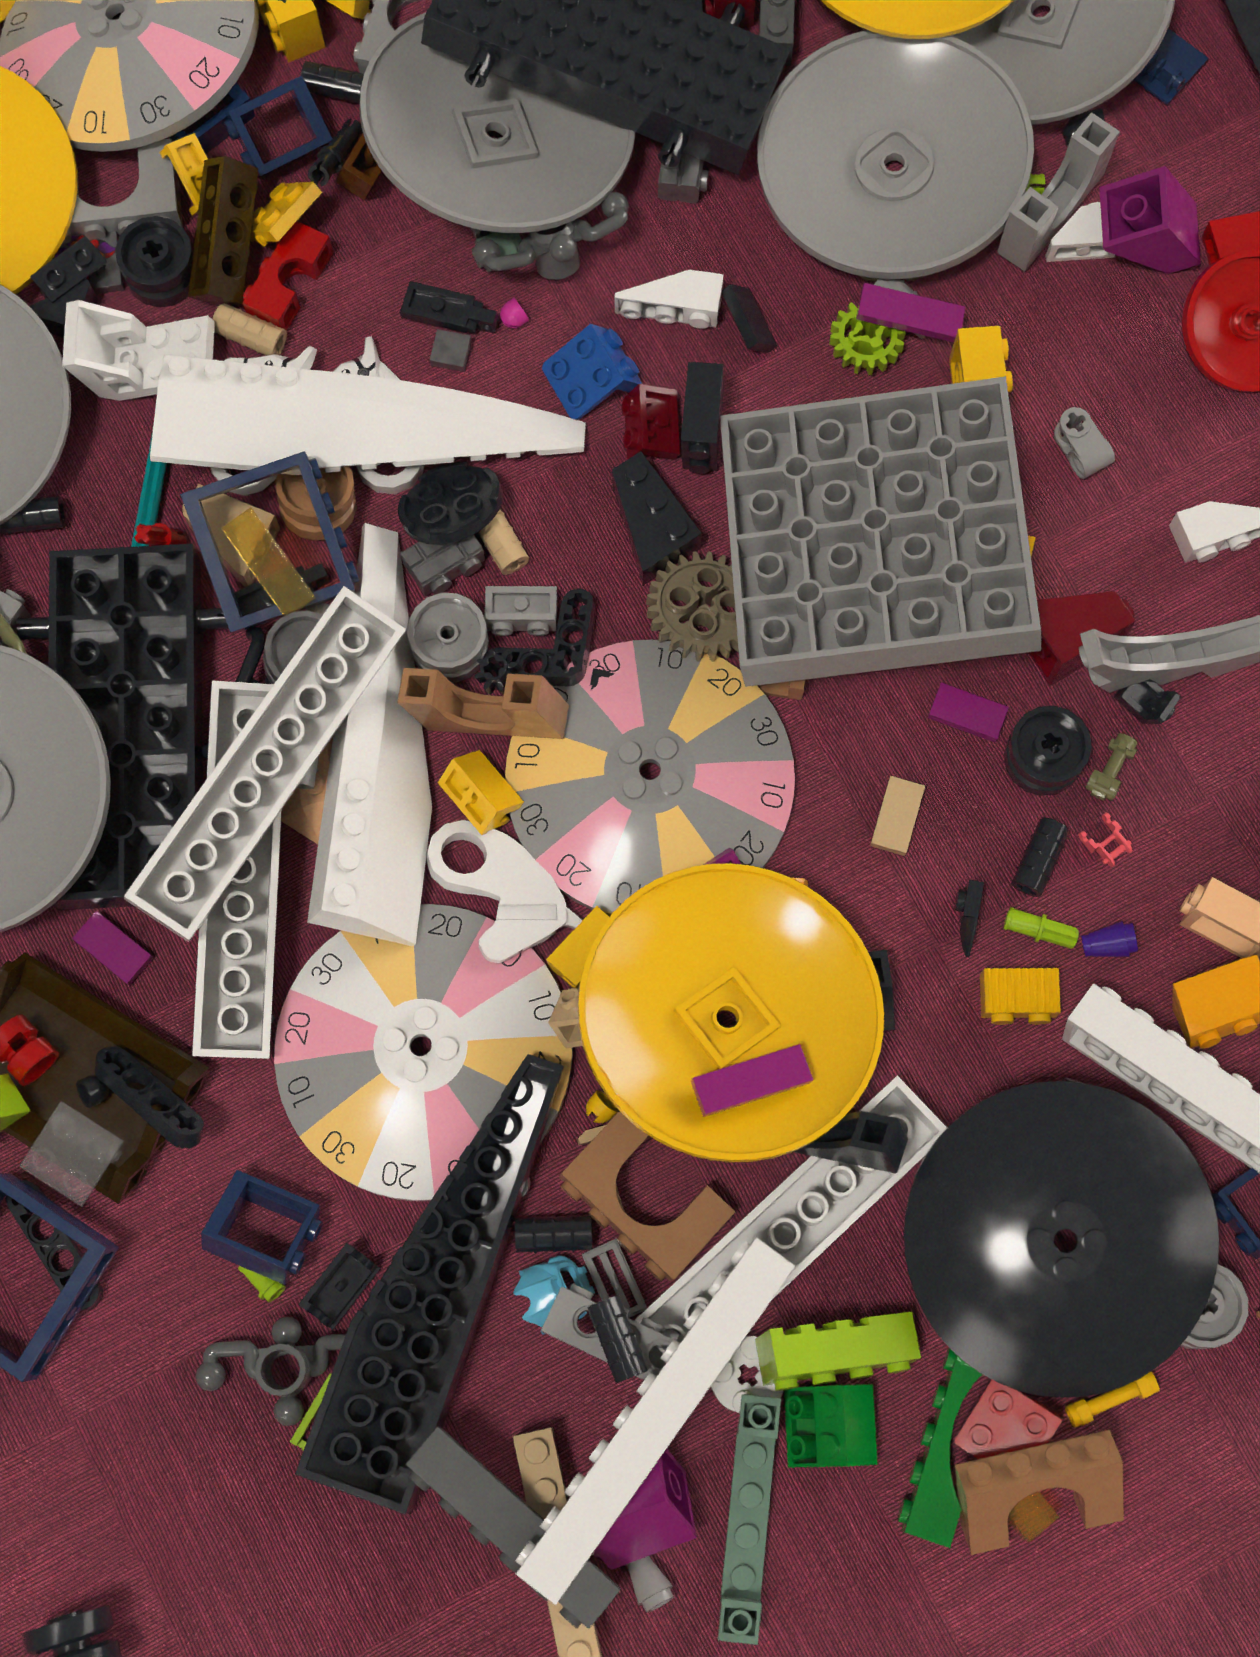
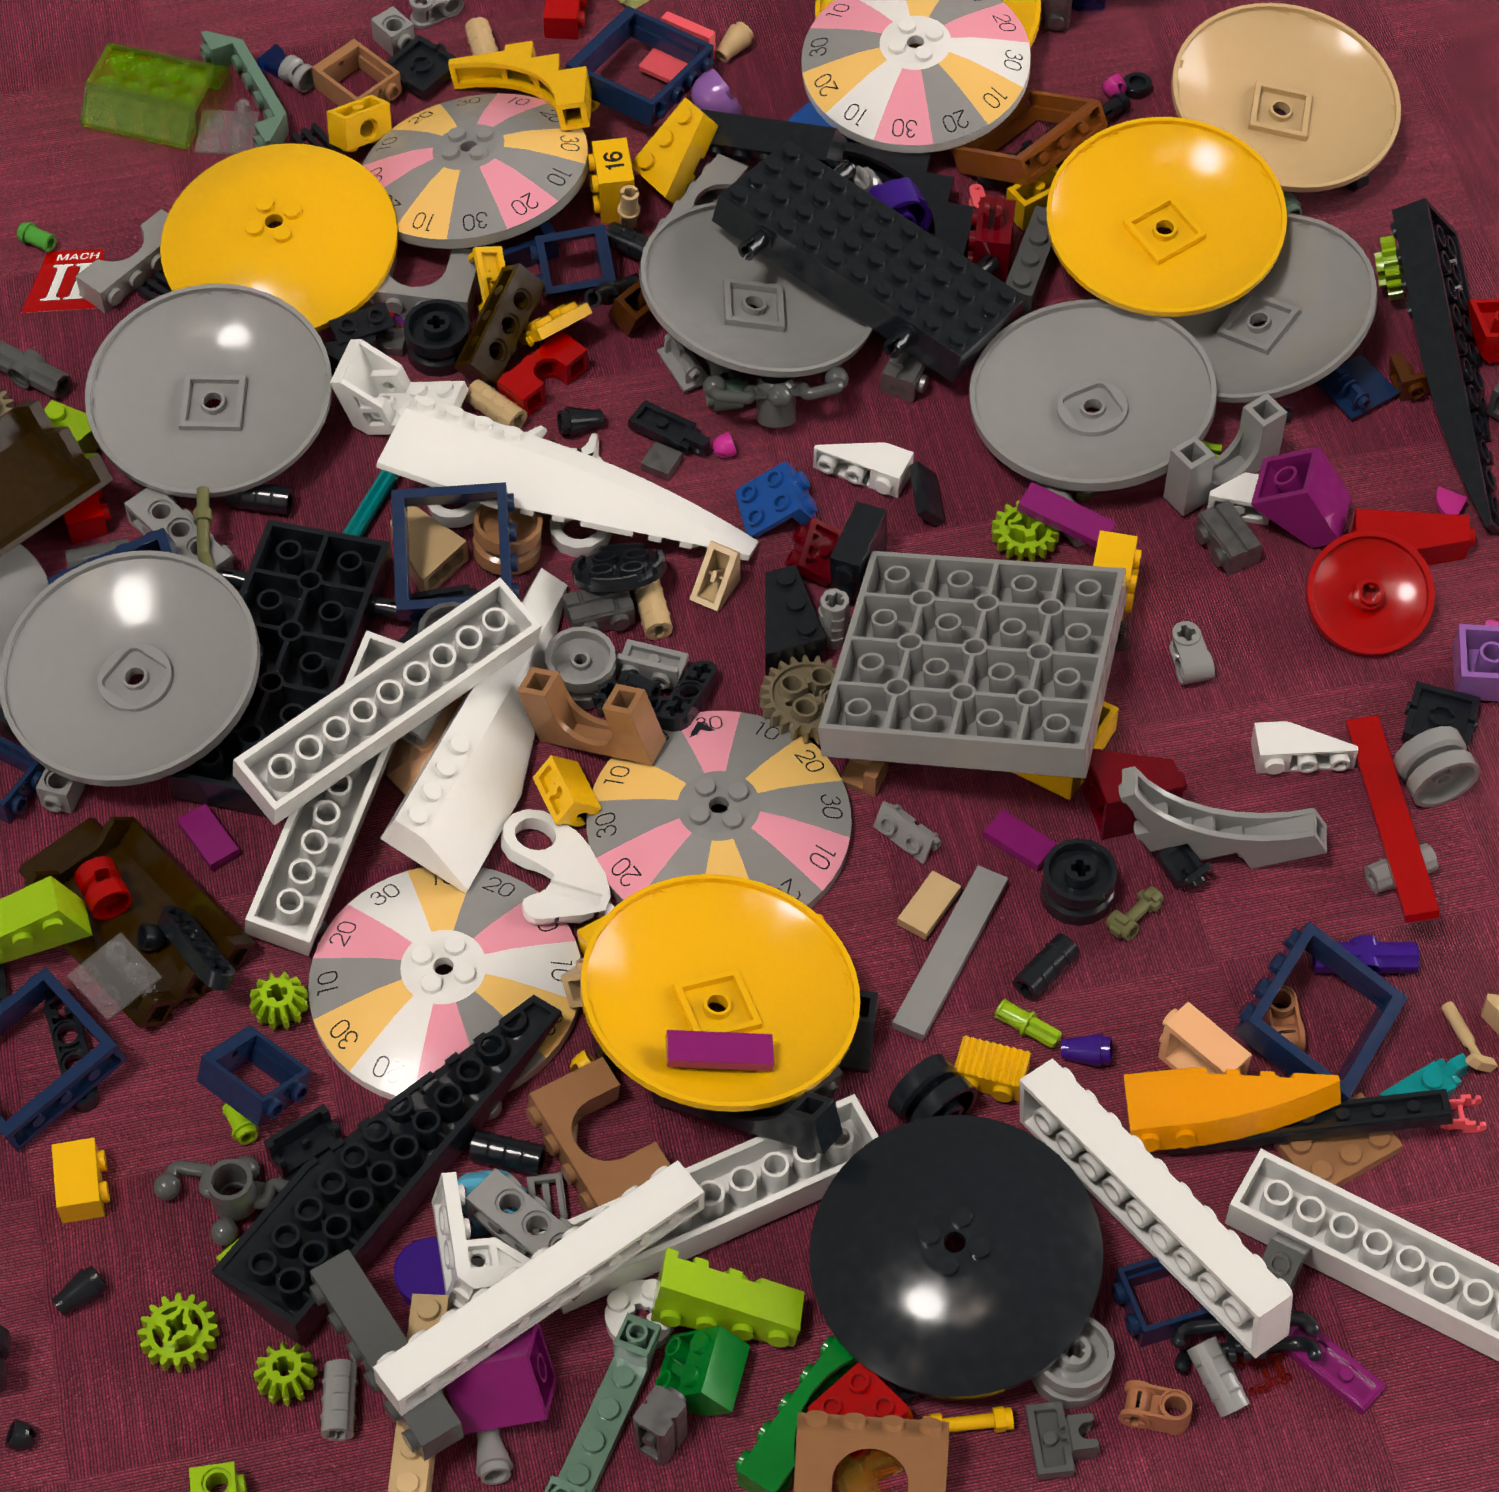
camera: 15 degrees right, 20 degrees down
(116, 1397) = (79, 1180): none -> yellow brick
(159, 535) = (358, 527): red axle -> none
(162, 1520) = (80, 1290): none -> black cone
(261, 1112) = (278, 1001): none -> lime gear
(268, 562) = (445, 559): clear yellow tile -> none
(279, 1560) = (185, 1345): none -> lime gear
(317, 40) = (628, 207): none -> tan axle
(345, 324) = (578, 420): none -> black cone
(402, 1567) = (278, 1386): none -> lime gear
(443, 233) = (682, 364): none -> light grey hinge
(471, 1568) = (339, 1400): none -> light grey axle
(518, 1393) = (419, 1269): none -> dark purple tile
(519, 644) = (635, 680): none -> black pin
(556, 484) = (717, 576): none -> tan slope
(593, 1390) = (460, 1272): none -> white bracket
(617, 1339) = (528, 1214): black axle -> none
(702, 503) = (834, 617): none -> light grey axle
(813, 1504) = (660, 1424): none -> flat silver brick
(835, 730) = (903, 831): none -> light grey hinge
(936, 866) = (950, 953): none -> light grey tile
(968, 905) = (968, 988): black plate -> none
(979, 1055) = (932, 1091): none -> black wheel
(1081, 288) = (1228, 538): none -> flat silver brick
(1108, 858) = (1100, 973): coral piece -> none
(1205, 1392) = (1058, 1439): none -> dark grey plate
(1209, 40) = (1405, 381): none -> reddish brown bracket

